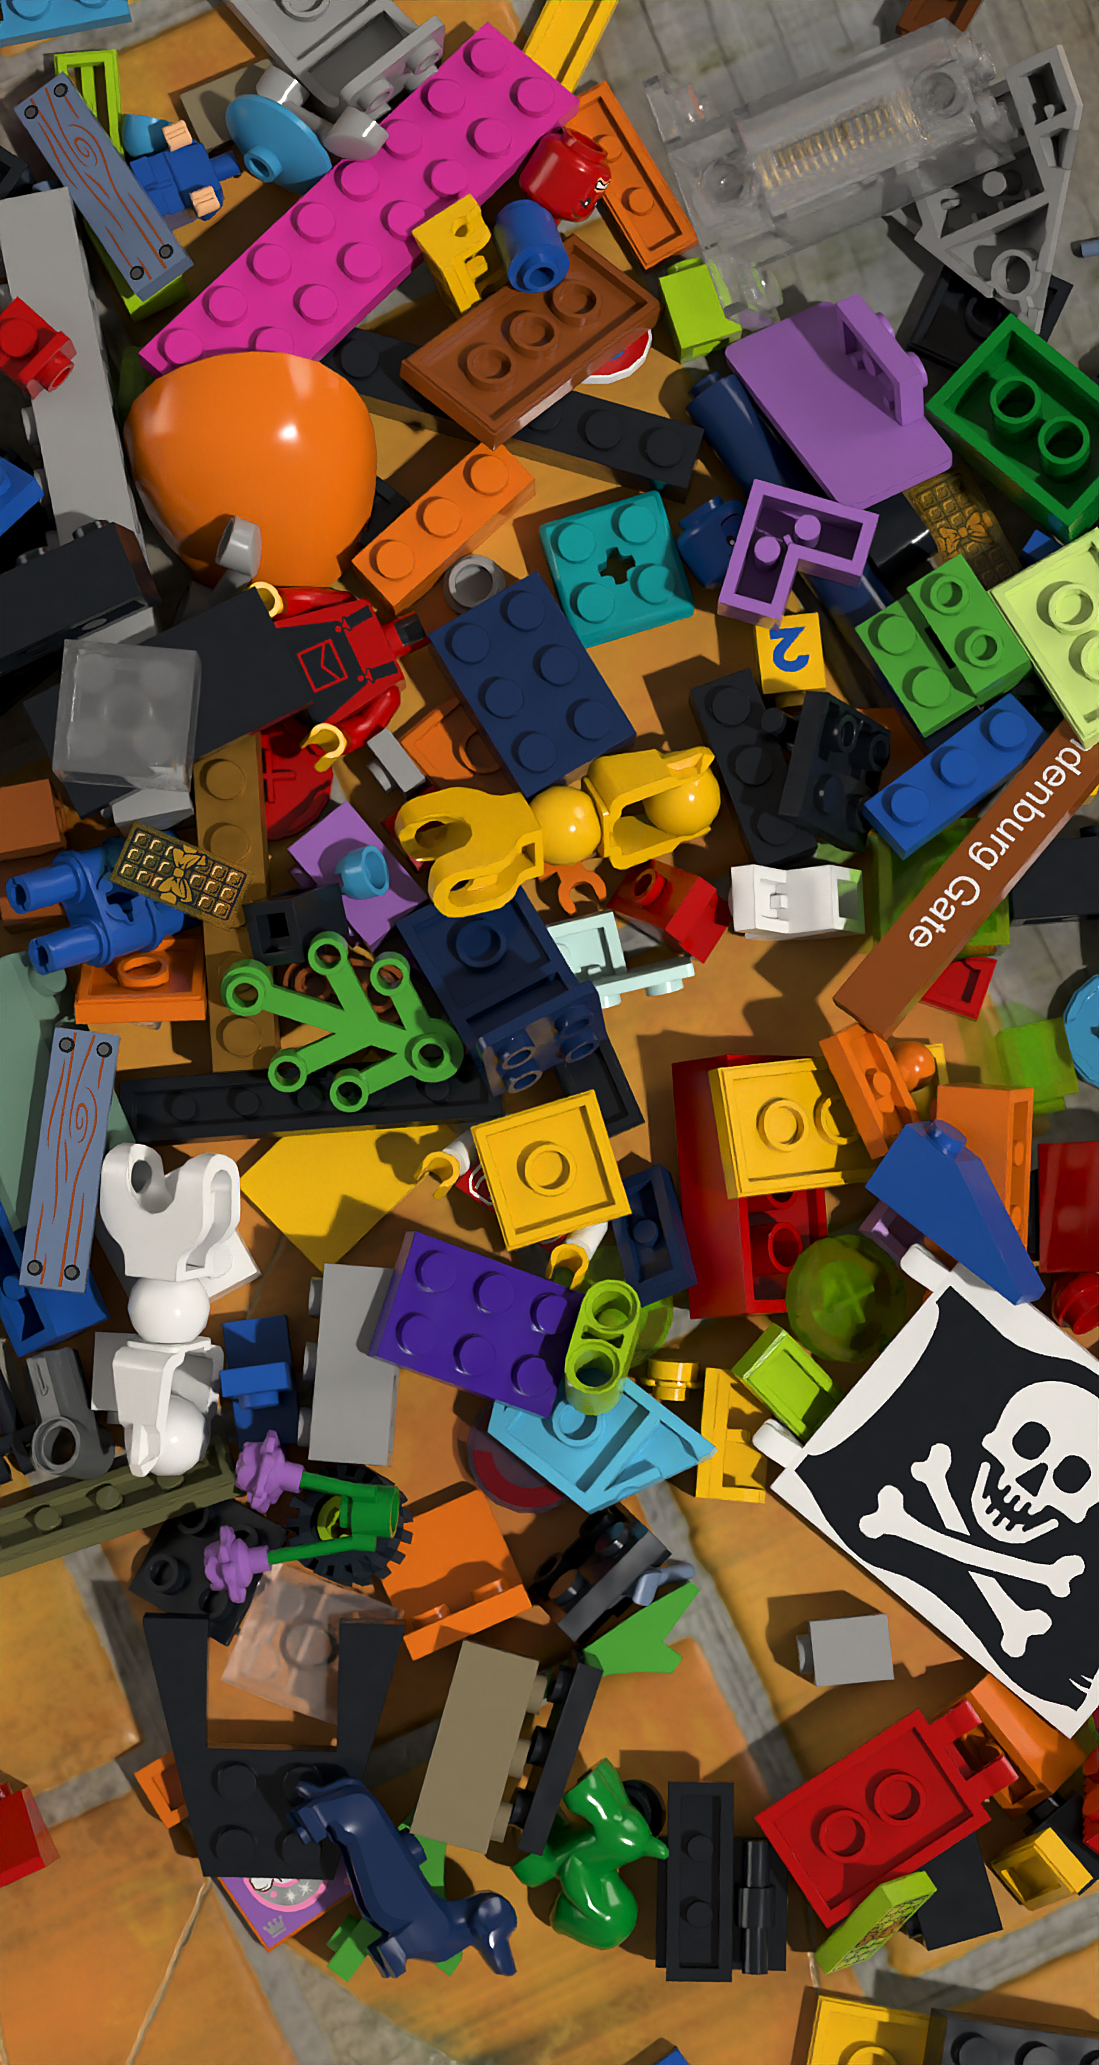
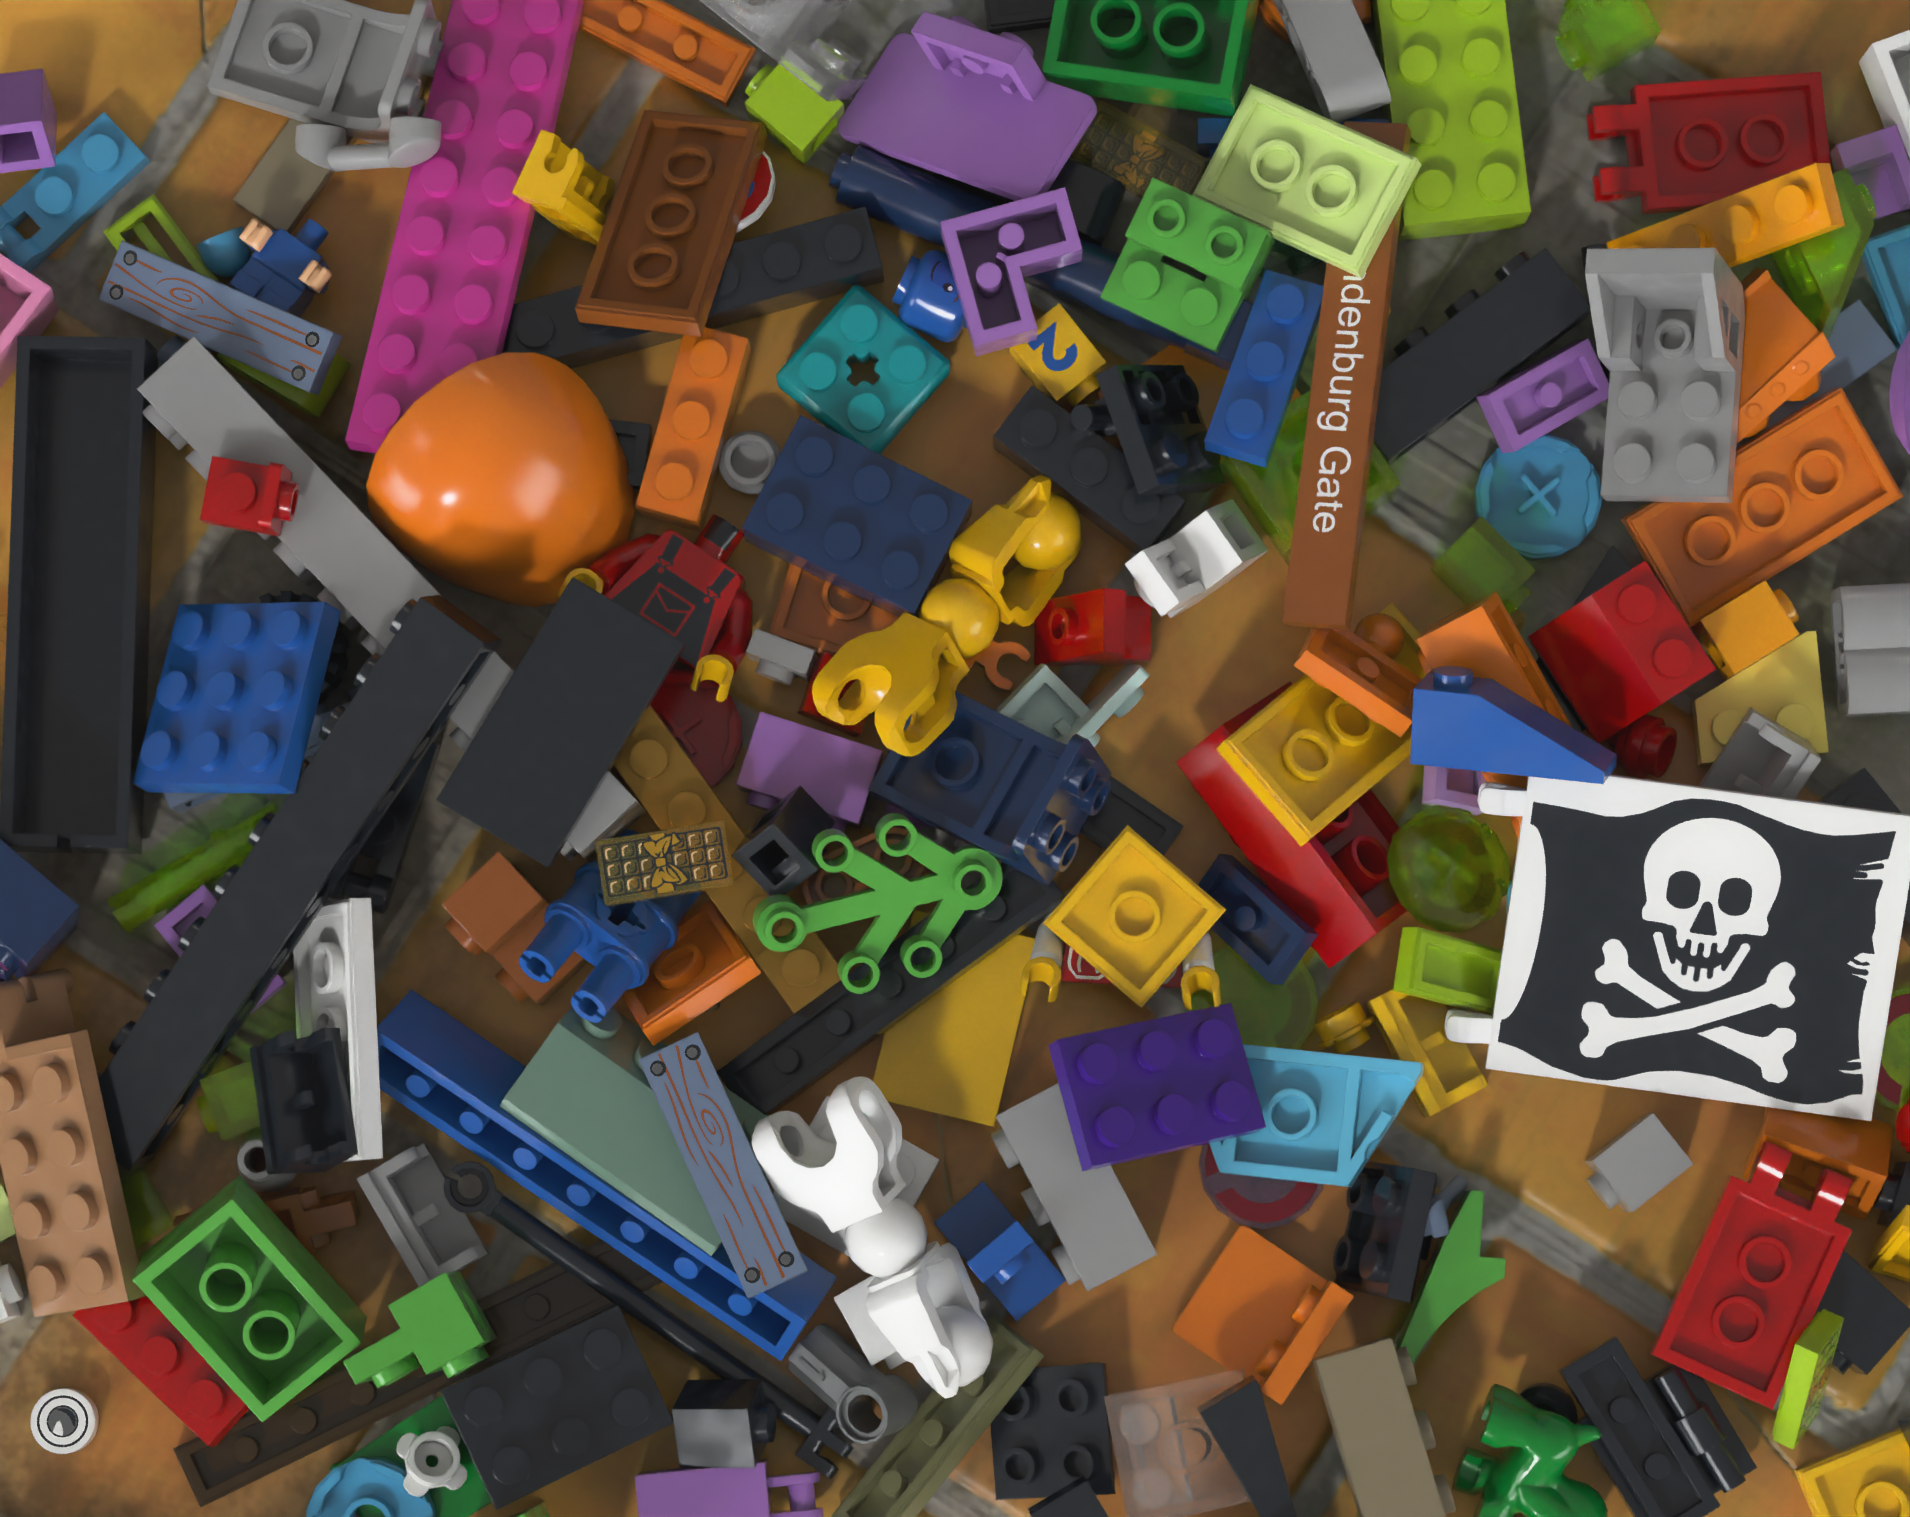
camera: 30 degrees left, 0 degrees up
(127, 715) = (536, 755): clear brick -> none
(133, 379) = (350, 468): clear neon green tile -> none
(241, 554) = (538, 558): light grey bar -> none
(264, 1475) = (1055, 1328): plant -> none
(276, 143) = (346, 189): dark azure dish -> none
(318, 1522) = (1168, 1353): black bush -> none
(363, 873) = (815, 764): dark azure hinge -> none
(530, 247) = (619, 143): blue brick -> none
(554, 1750) = (1449, 1404): black plate -> none
(566, 175) = (609, 66): red head -> none
(602, 1347) = (1273, 1038): lime beam -> none
(961, 987) = (1381, 543): red tile -> none

